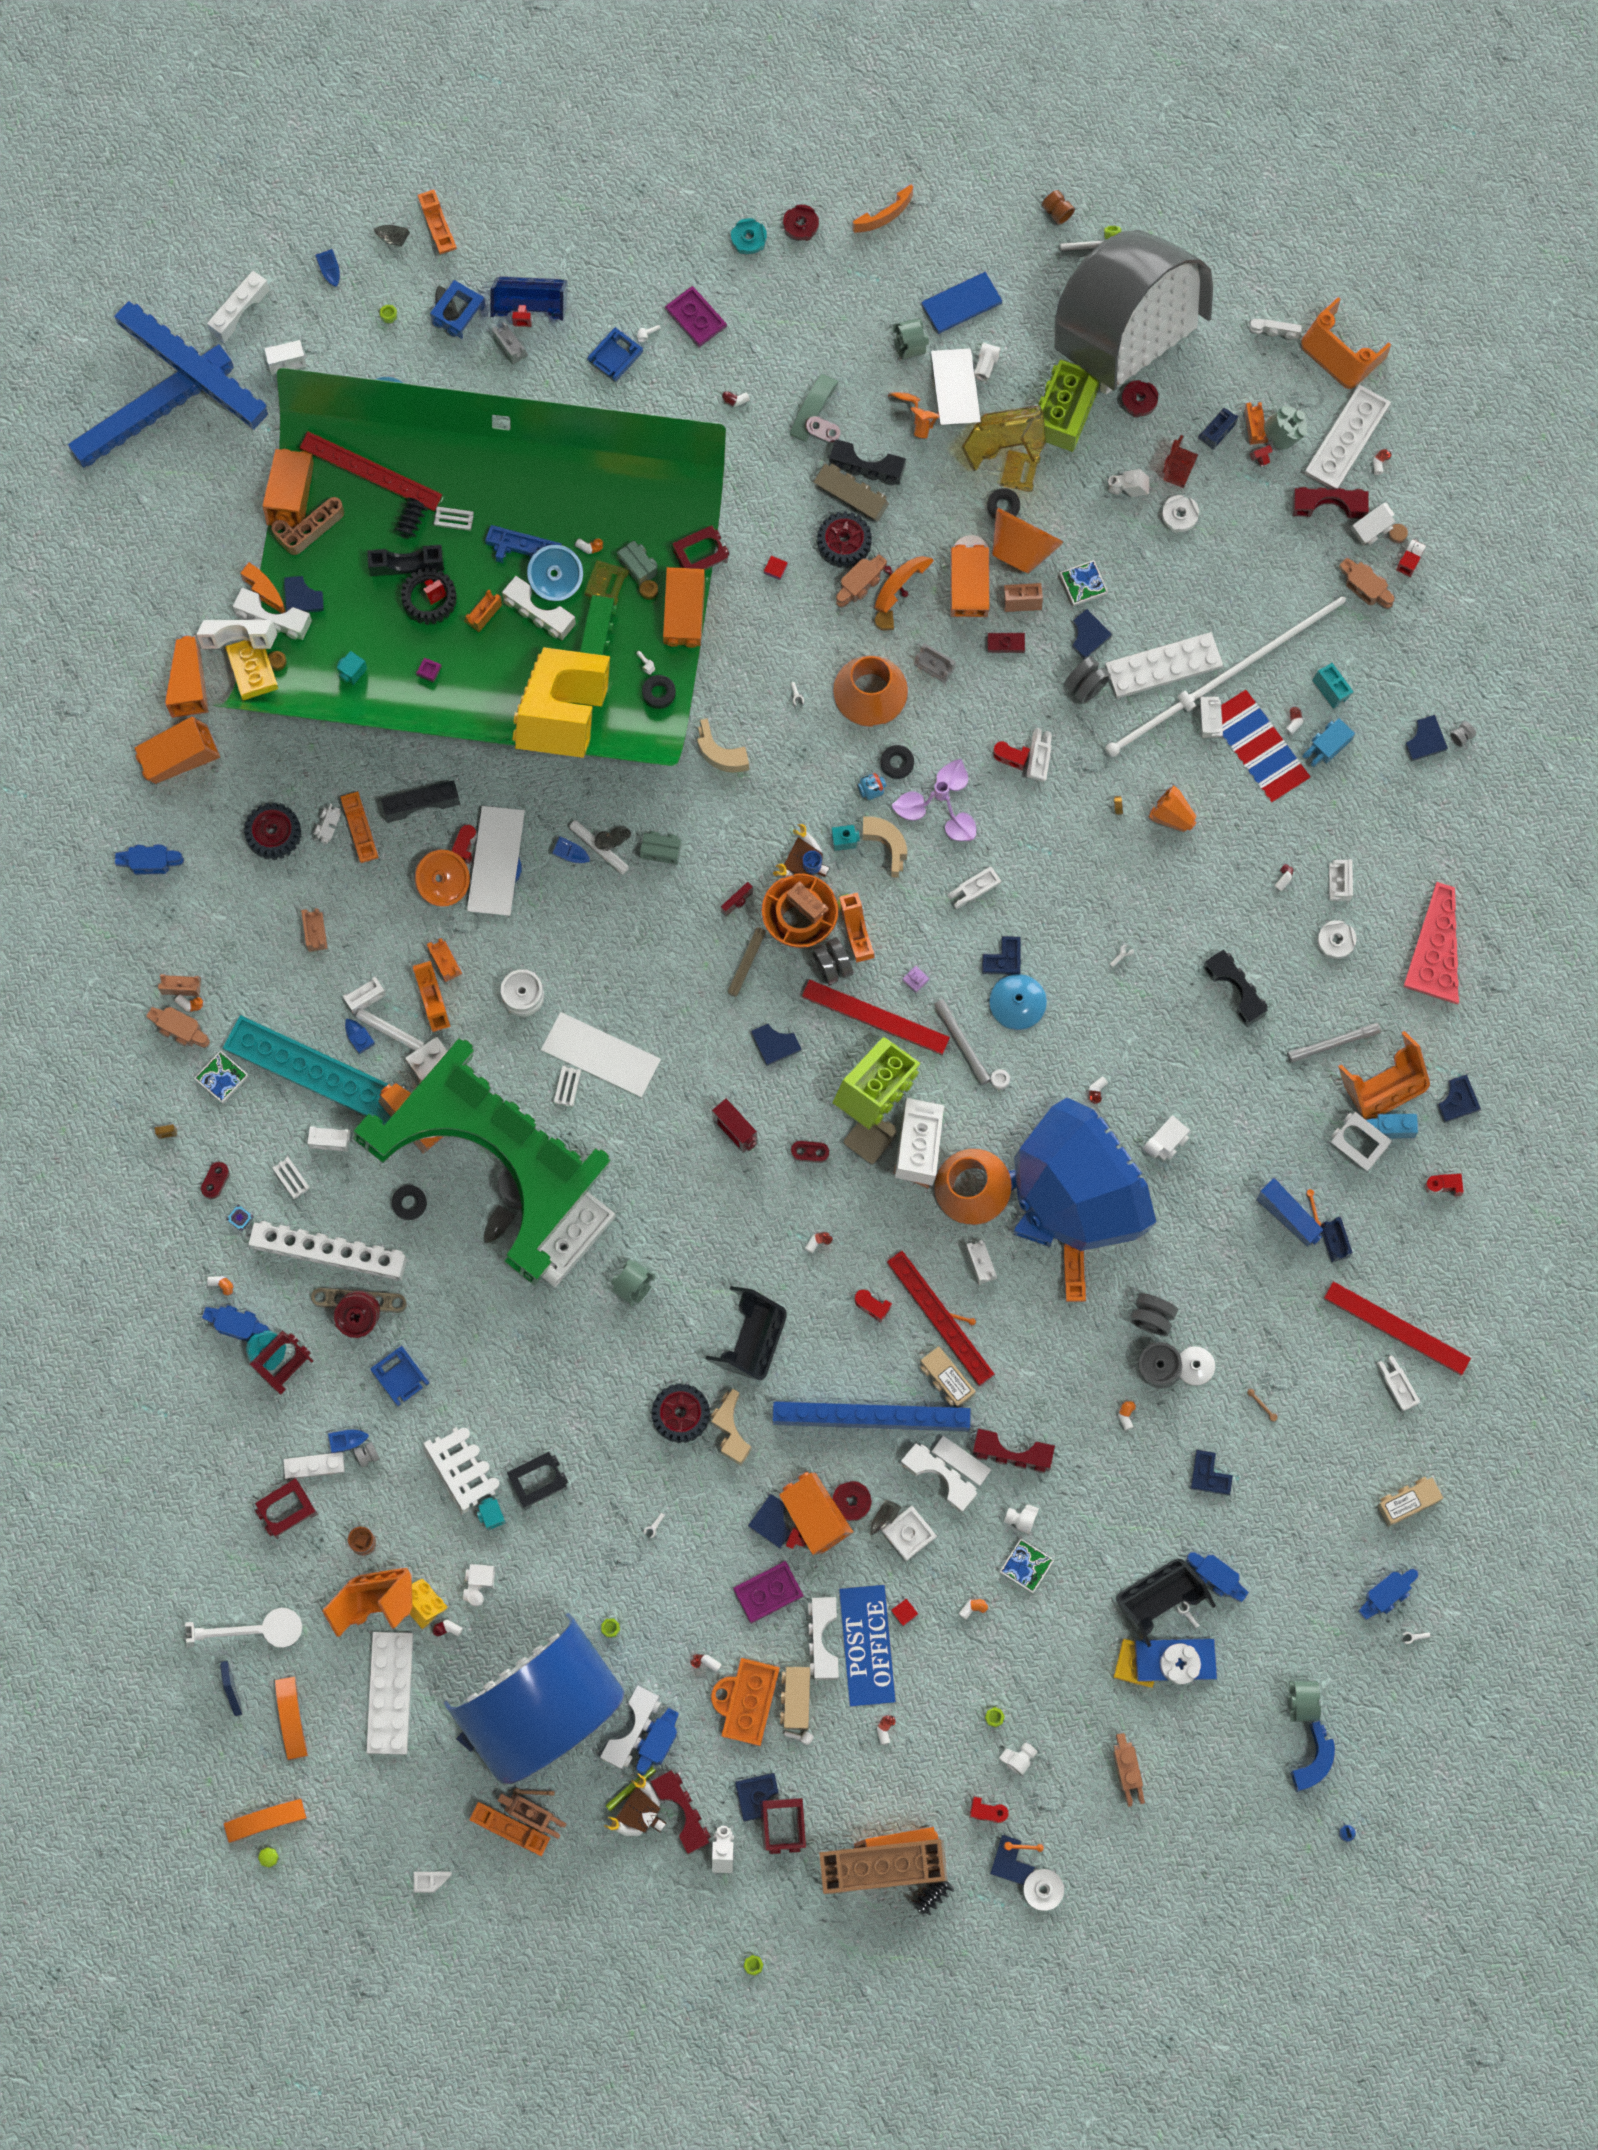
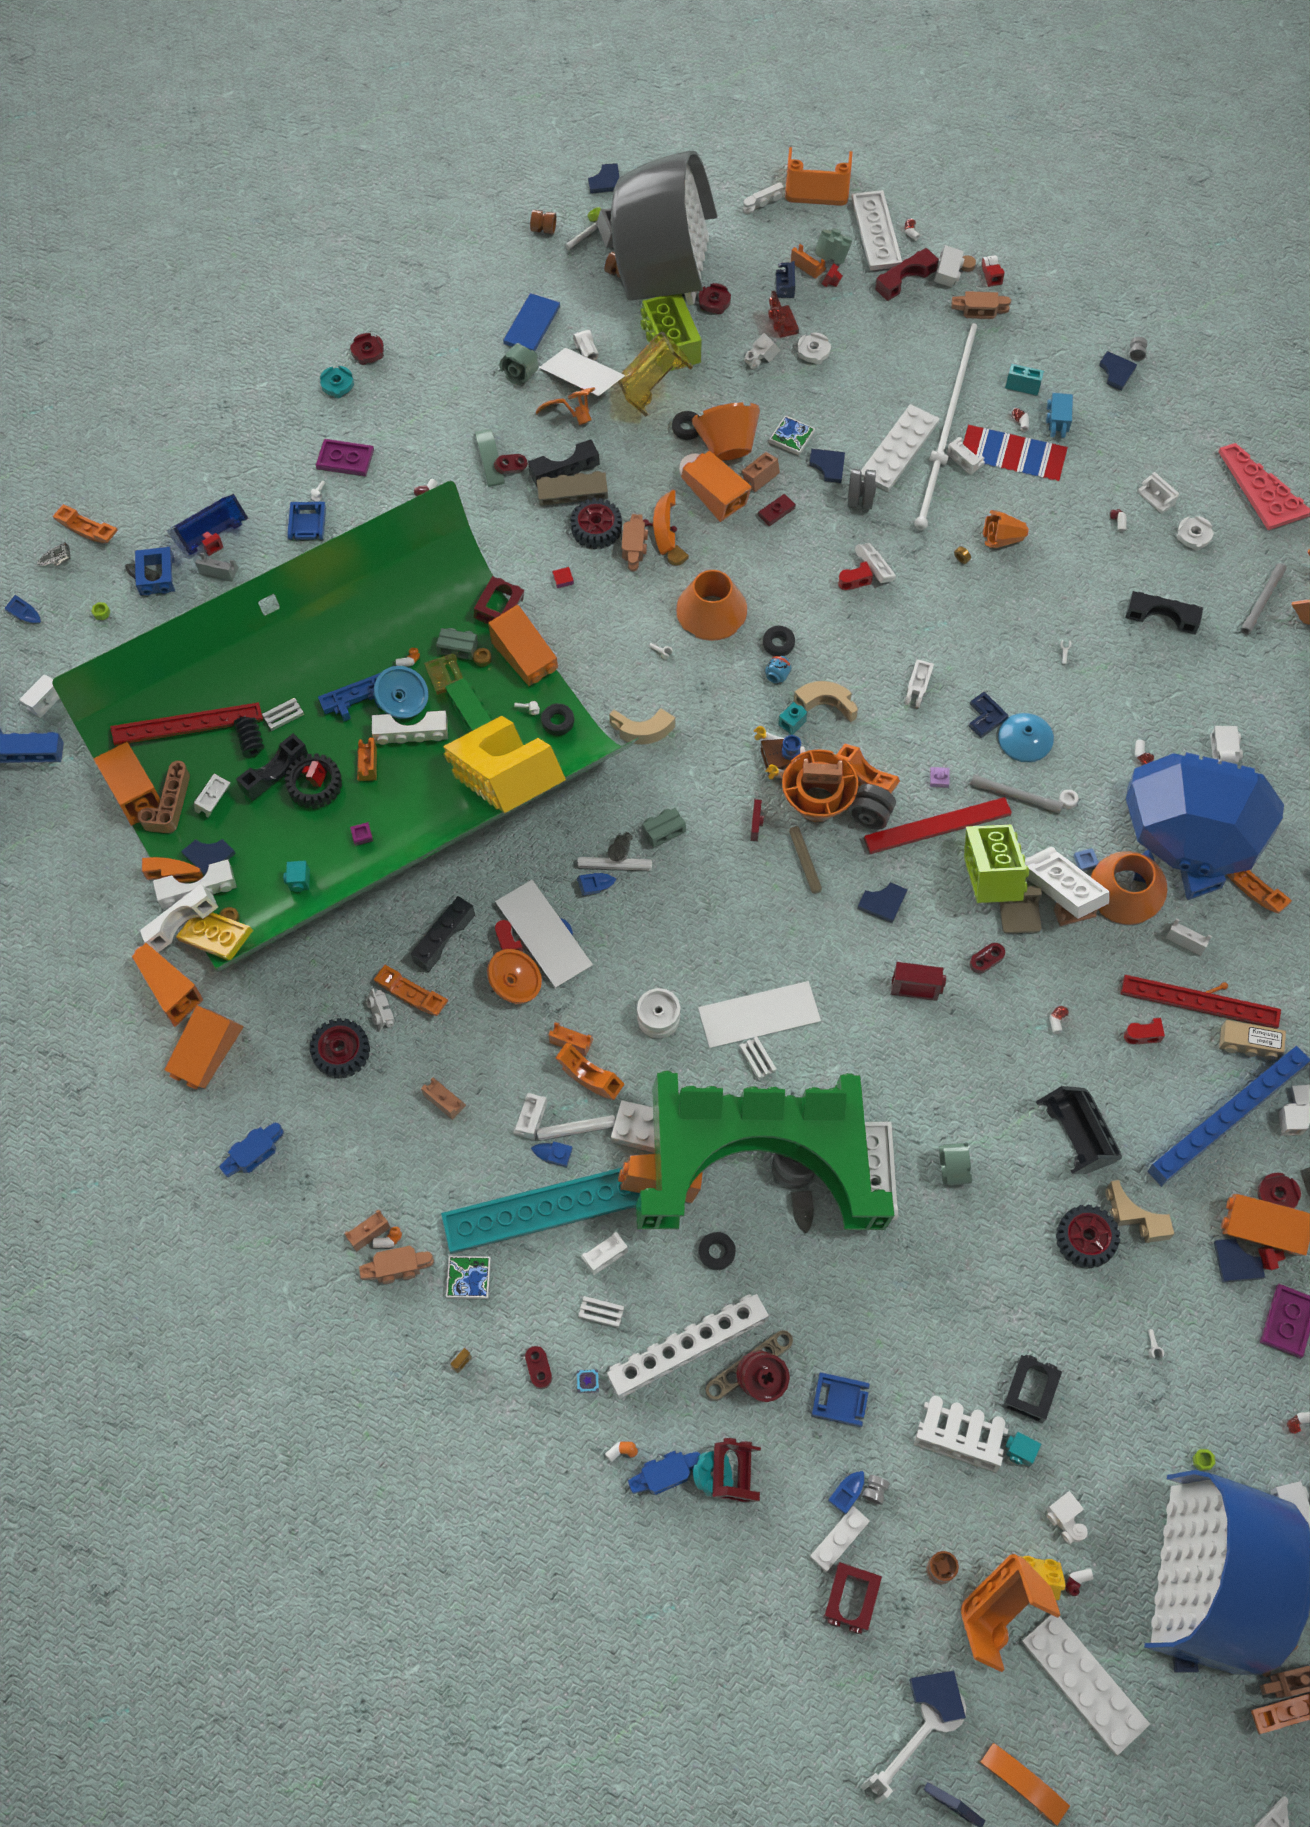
camera: 40 degrees left, 10 degrees down
(286, 1615) = (940, 1693): none -> dark blue tile
(342, 547) = (211, 795): none -> white hinge
(868, 223) = (417, 316): orange slope -> none
(935, 663) = (741, 556): light grey hinge -> none
(953, 777) = (831, 623): lavender plant -> none
(964, 1138) = (1086, 859): none -> medium blue tile
(1014, 468) = (672, 400): clear yellow plate -> none
(1157, 202) = (605, 180): none -> dark blue tile

